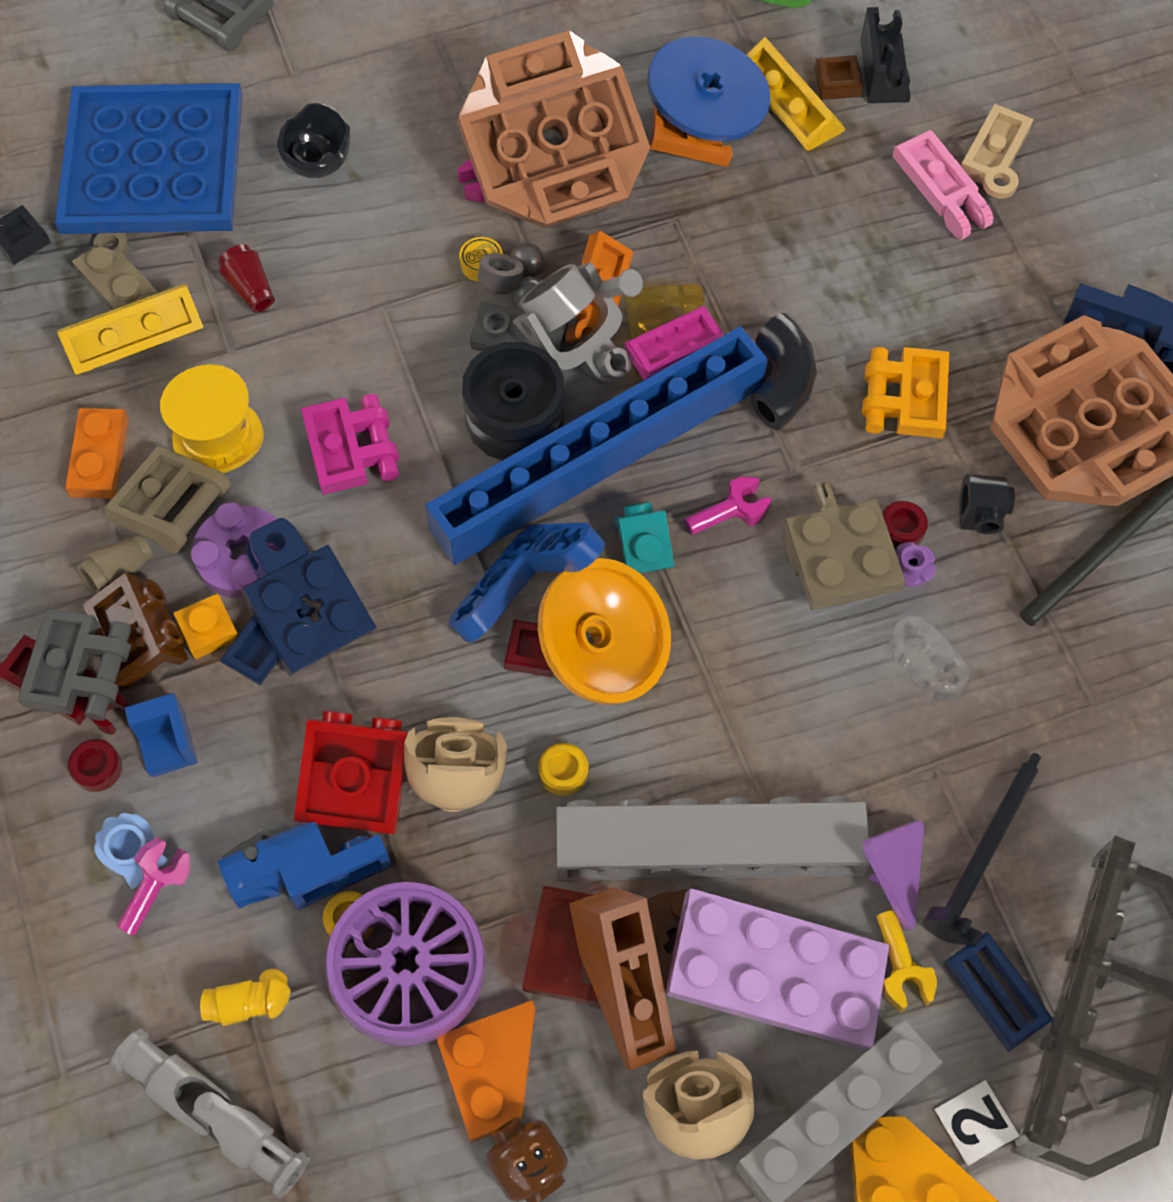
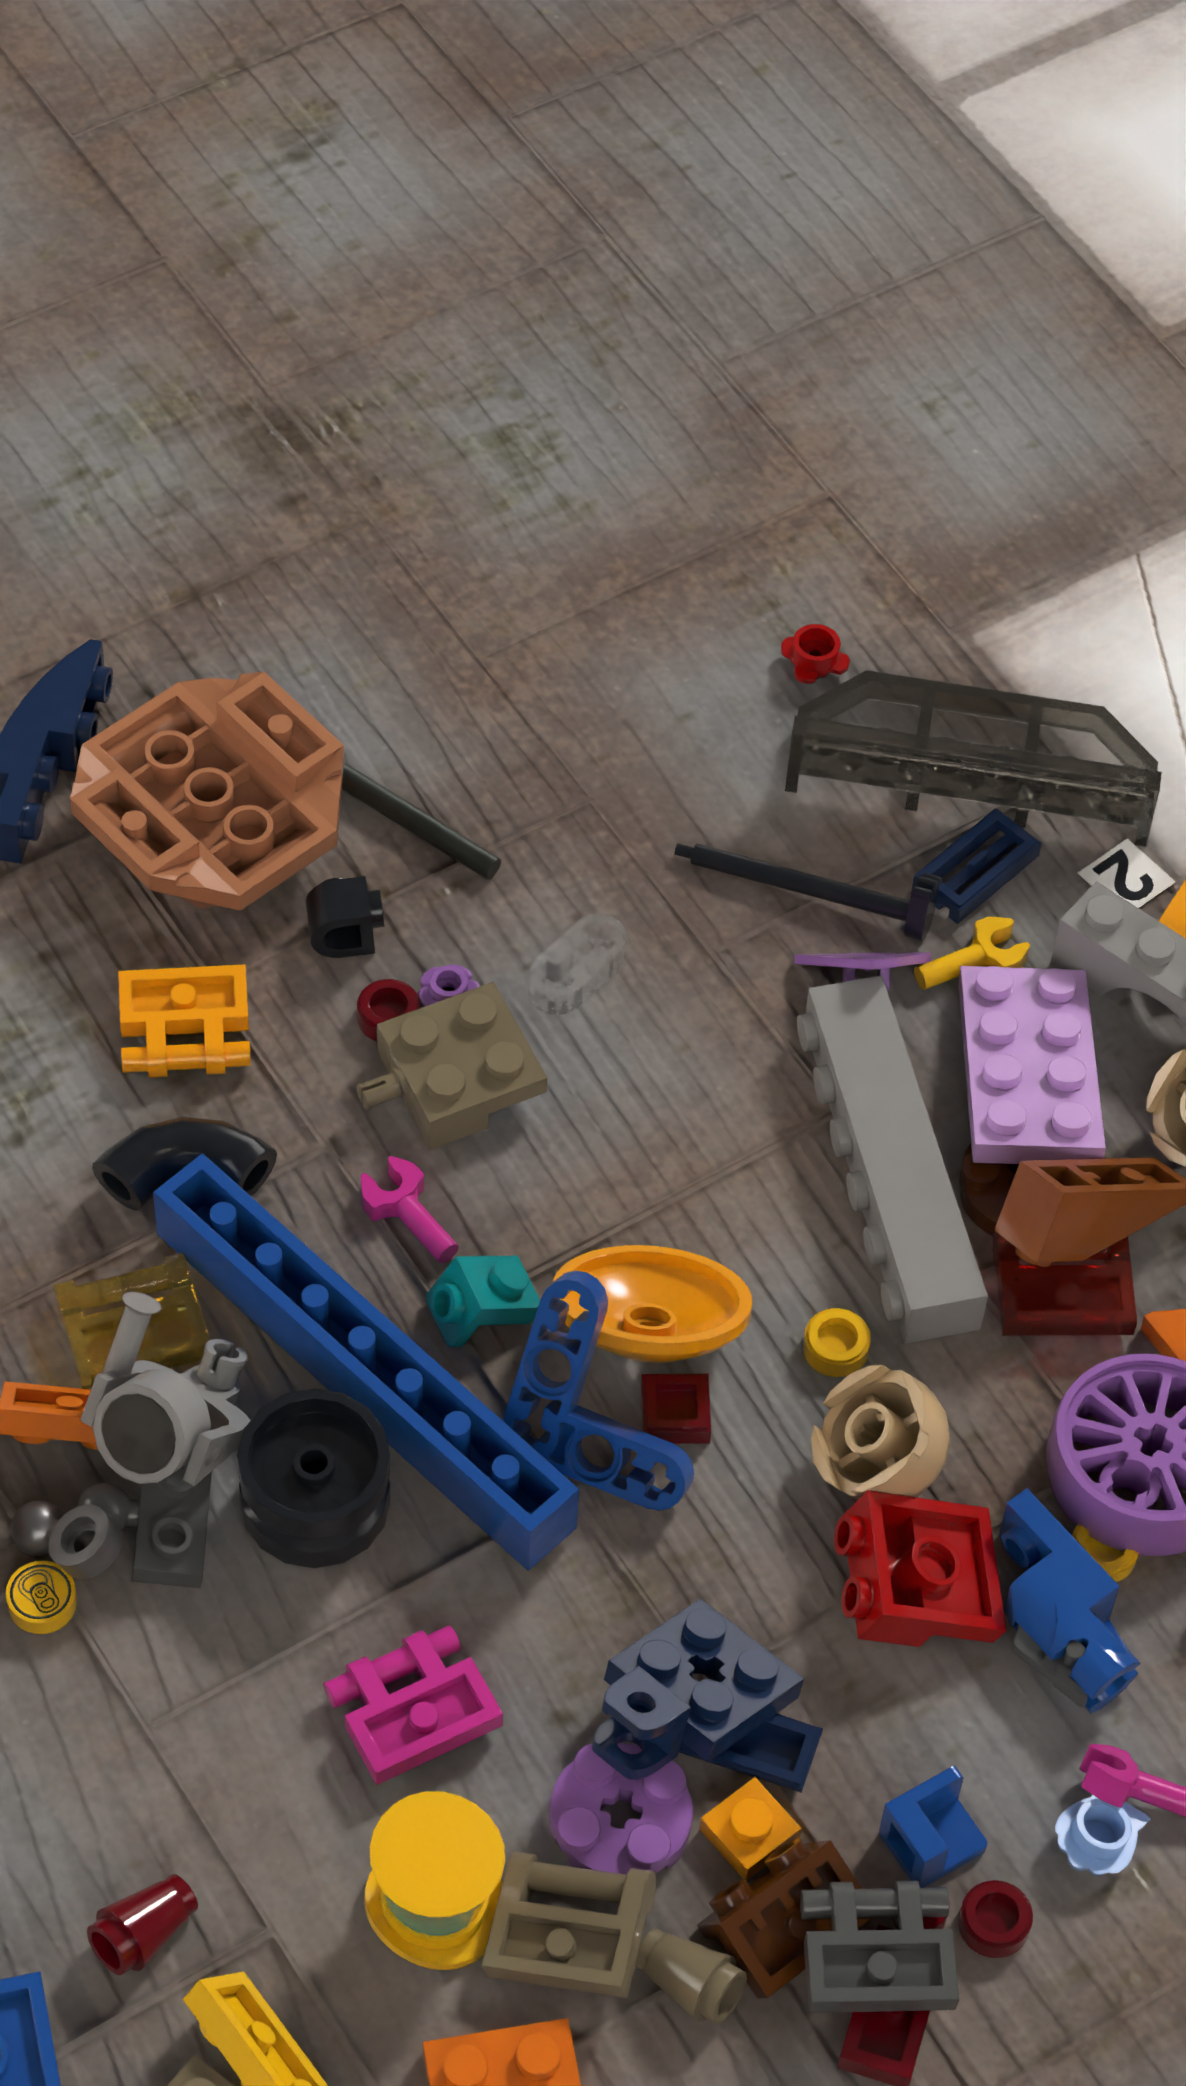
camera: 105 degrees left, 10 degrees down
(672, 341) = (184, 1282): dark pink plate -> none

